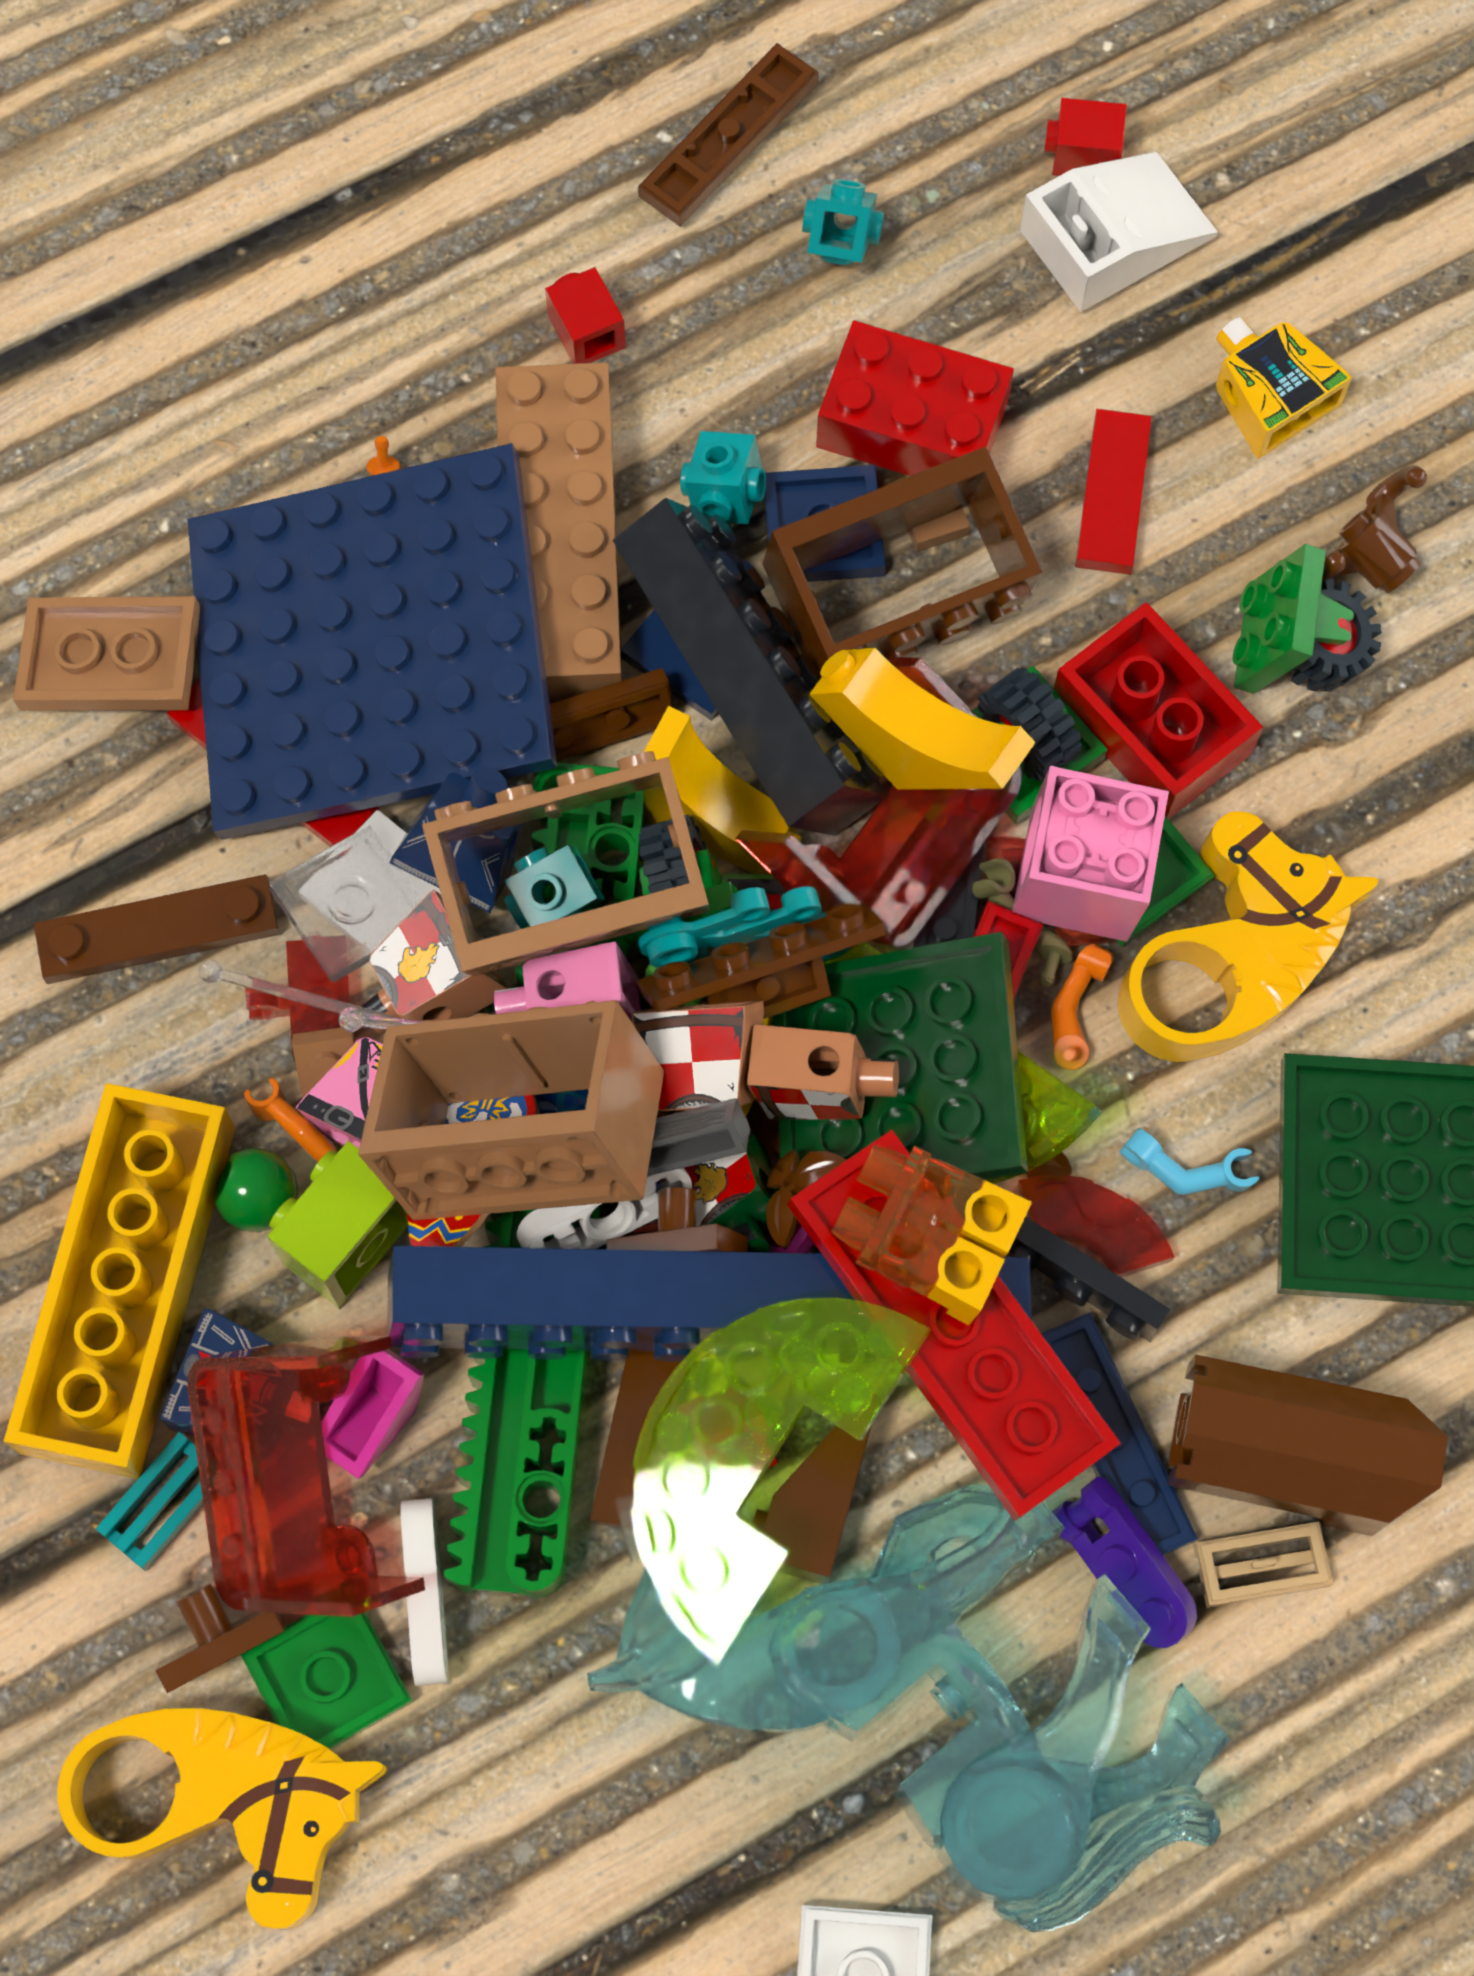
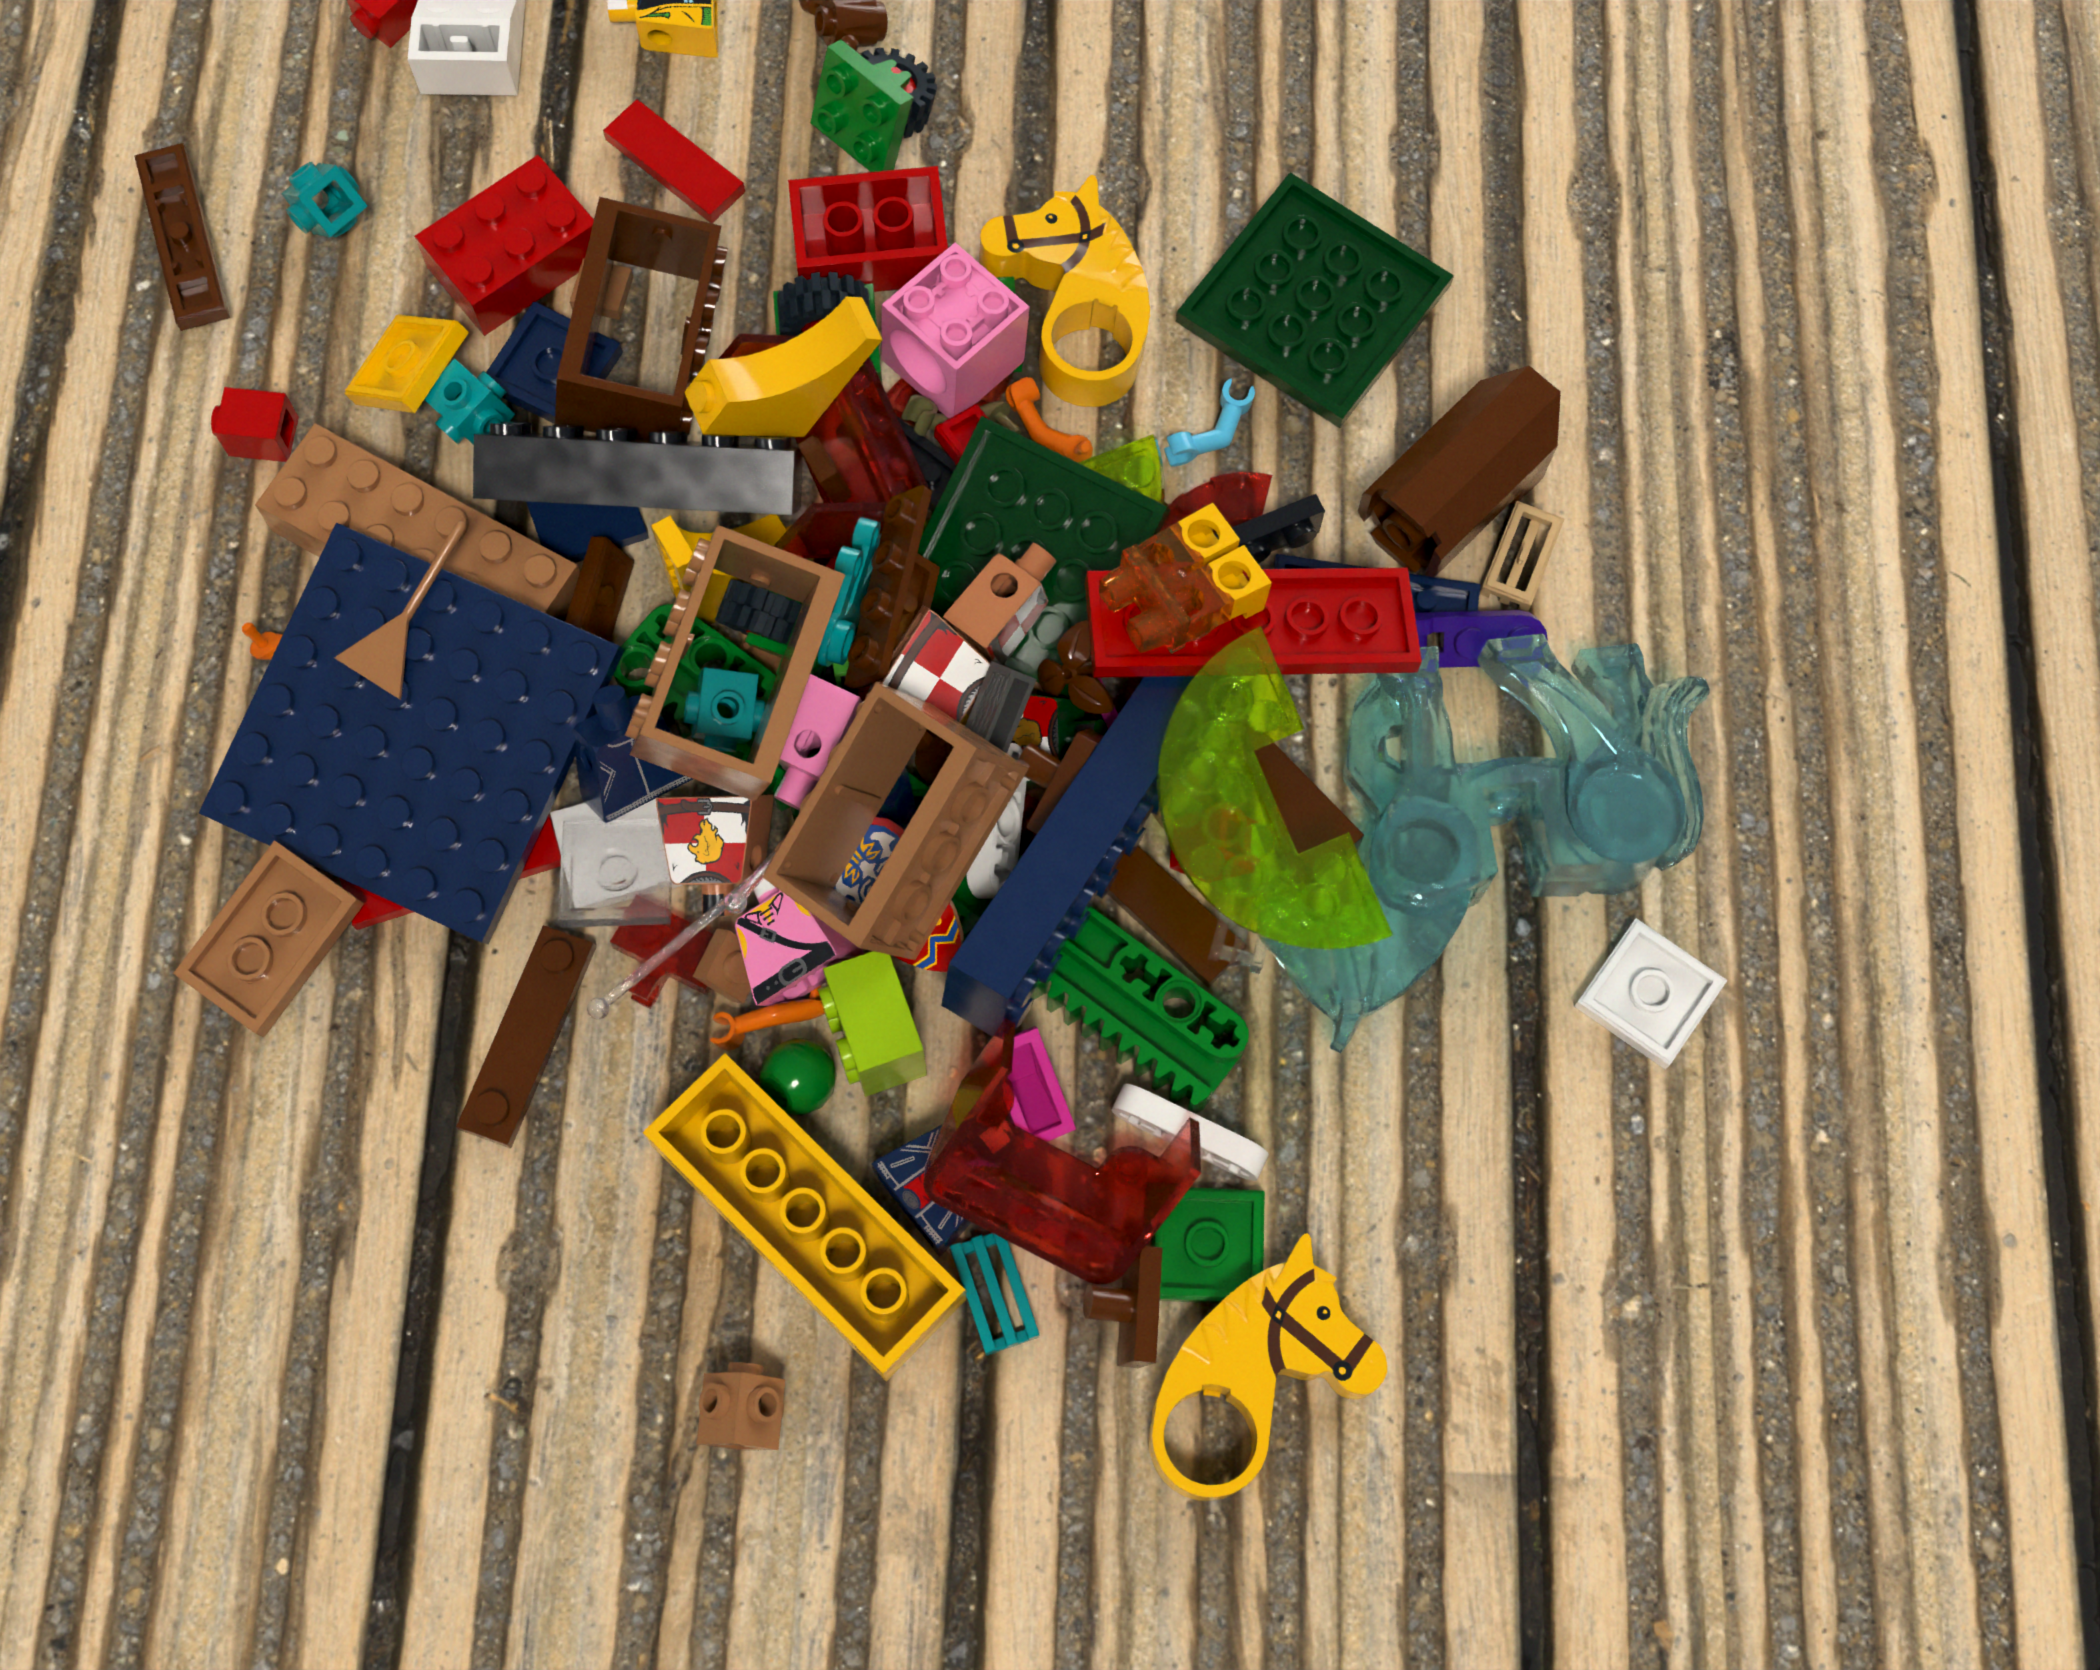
camera: 60 degrees left, 0 degrees up
(412, 563) = (383, 652): none -> medium nougat piece
(729, 398) = (406, 363): none -> yellow tile
(867, 829) = (825, 469): none -> reddish brown tile

